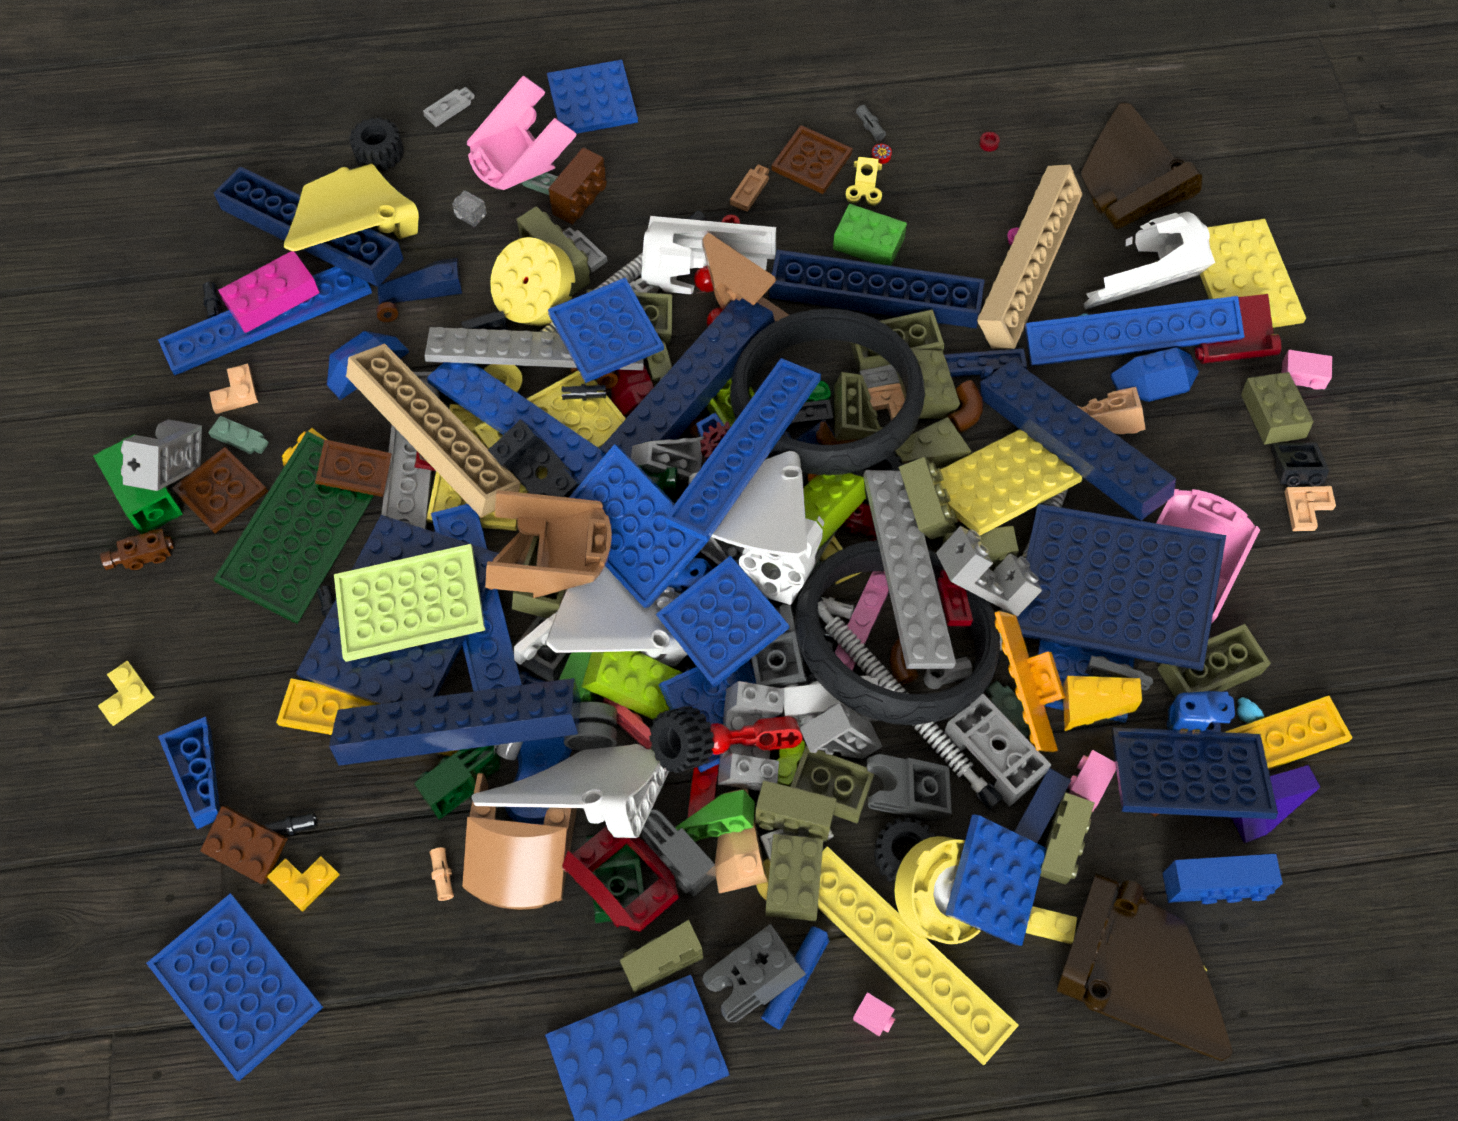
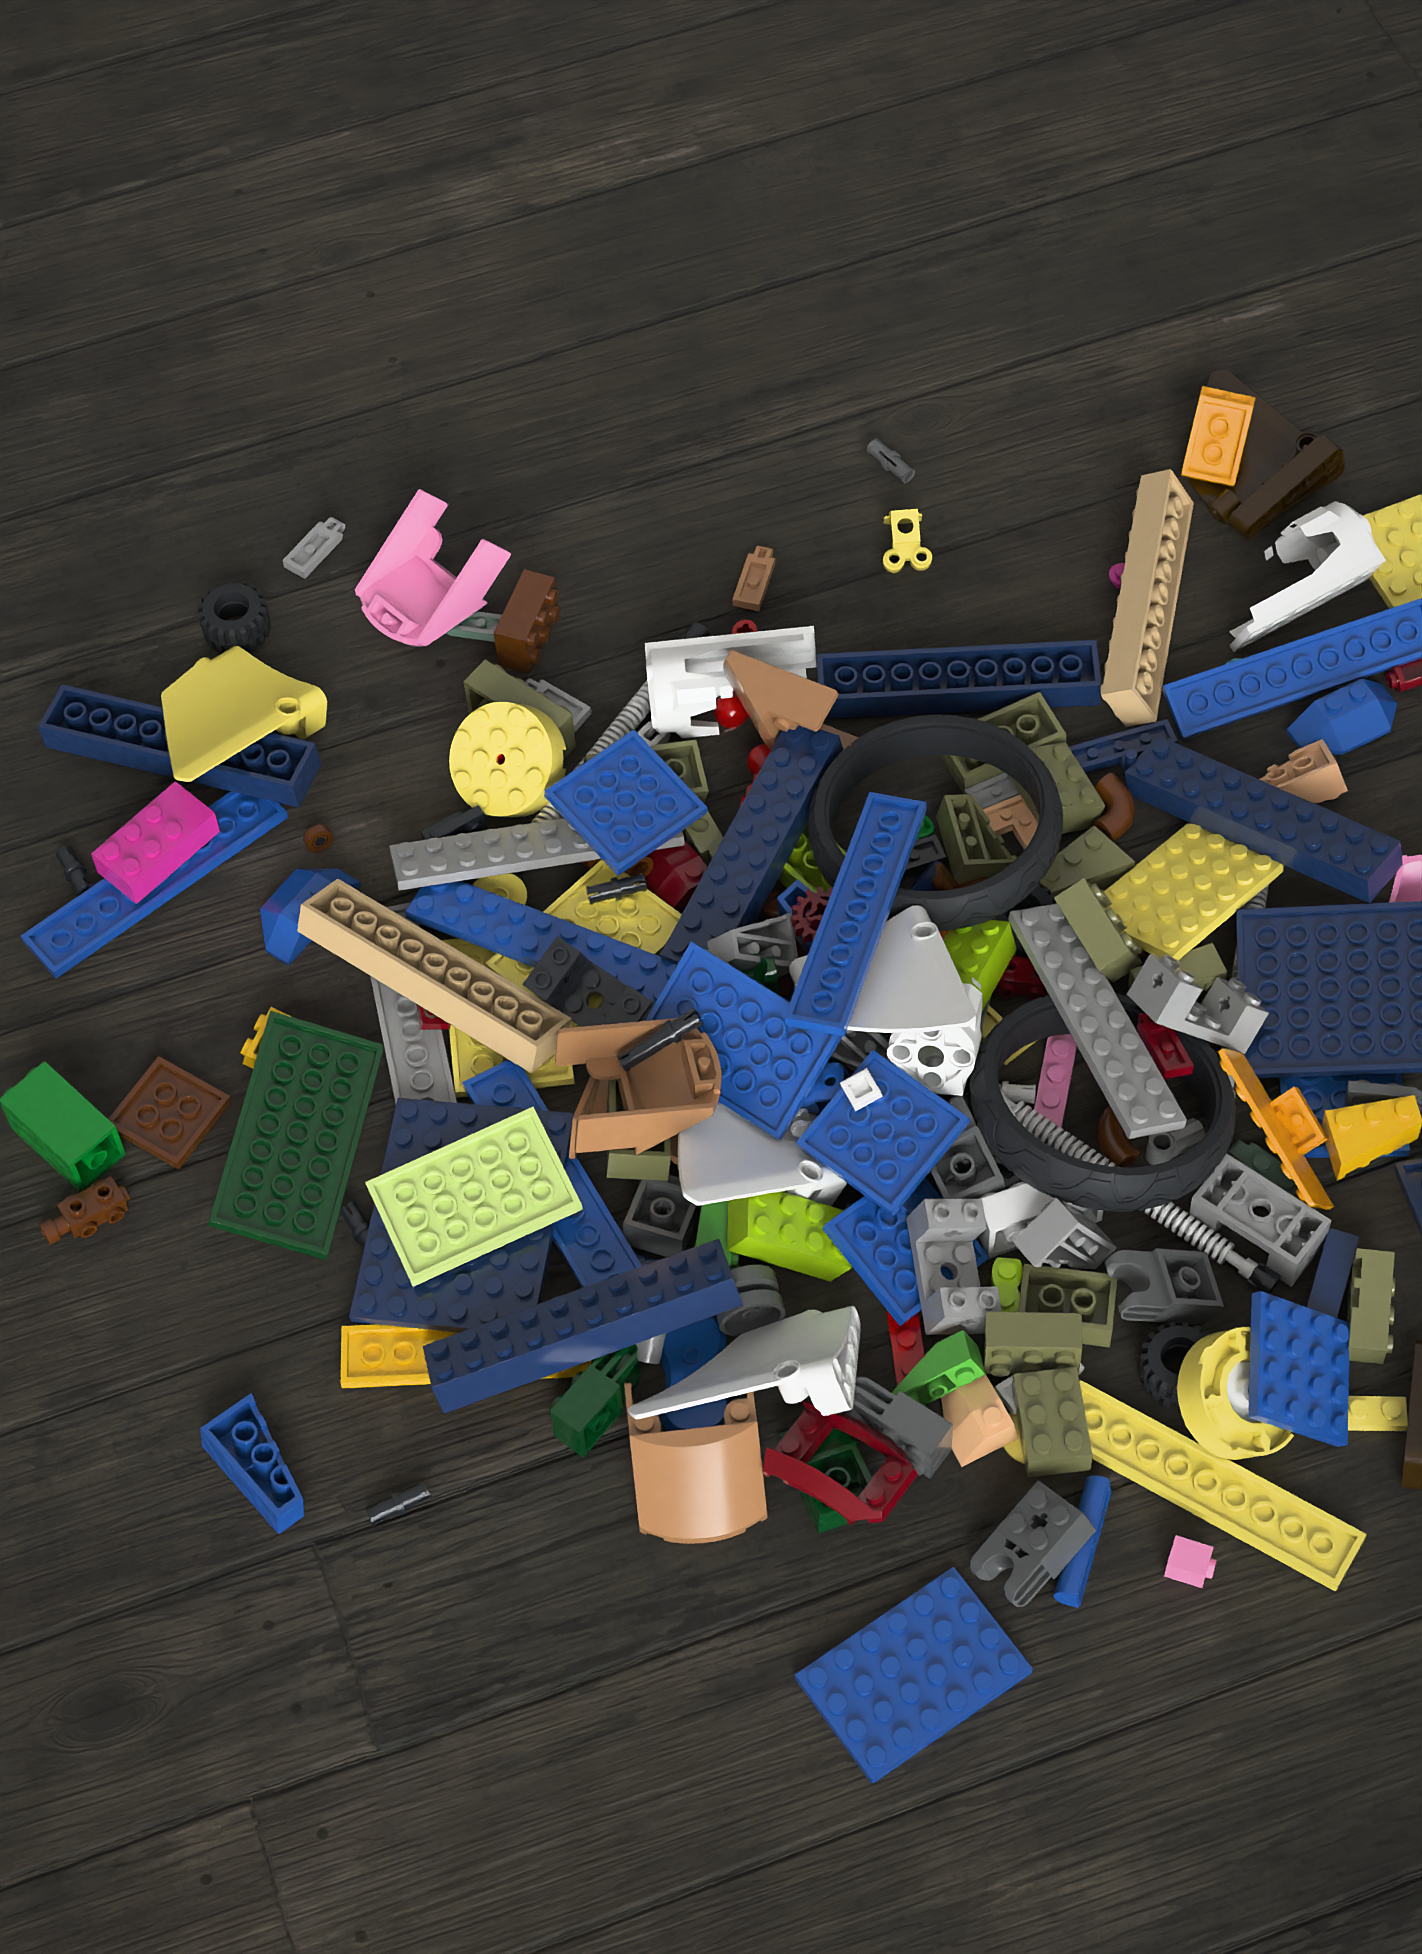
camera: 10 degrees left, 5 degrees down
(130, 696) = (135, 1394): light yellow plate -> none
(161, 461) = (95, 1070): light grey plate -> none
(234, 986) = (389, 1706): blue plate -> none
(238, 436) = (169, 1039): sand green hinge -> none
(239, 393) = (151, 984): light nougat plate -> none
(243, 844) = (346, 1538): reddish brown plate -> none
(305, 887) = (437, 1574): yellow plate -> none
(353, 468) = (344, 1046): reddish brown plate -> none
(430, 281) = (359, 787): dark blue wedge -> none
(441, 874) = (608, 1519): light nougat pin -> none
(469, 208) = (386, 679): clear brick -> none
(528, 647) = (656, 1200): white hinge -> none
(579, 511) = (671, 1032): none -> black pin
(592, 97) = (506, 496): blue plate -> none
(632, 724) = (802, 1291): coral plate -> none
(662, 957) = (915, 1551): olive wedge -> none
(681, 739) = (889, 1276): black tyre -> none
(713, 584) = (861, 1089): none -> white tile
(782, 734) = (991, 1251): red beam -> none
(811, 159) = (826, 525): reddish brown plate -> none
(869, 235) = (930, 611): bright green brick -> none
(881, 152) = (915, 498): tile -> none
(989, 141) = (1053, 455): dark red tile -> none
(1093, 777) = (1386, 1226): bright pink brick -> none
(1112, 148) = (1218, 436): none -> light orange bracket

